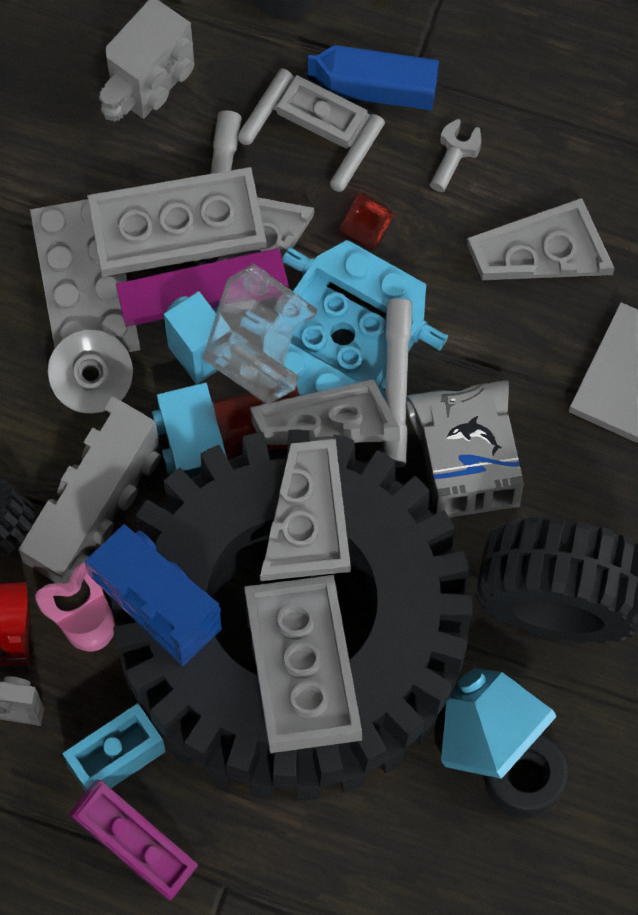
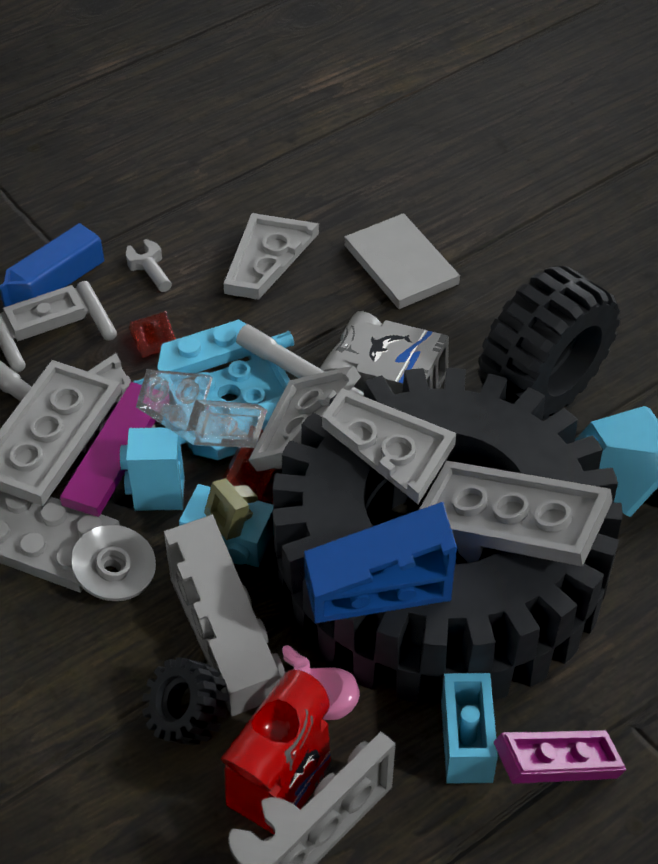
camera: 55 degrees left, 20 degrees down
(187, 428) = (229, 506): none -> olive tile

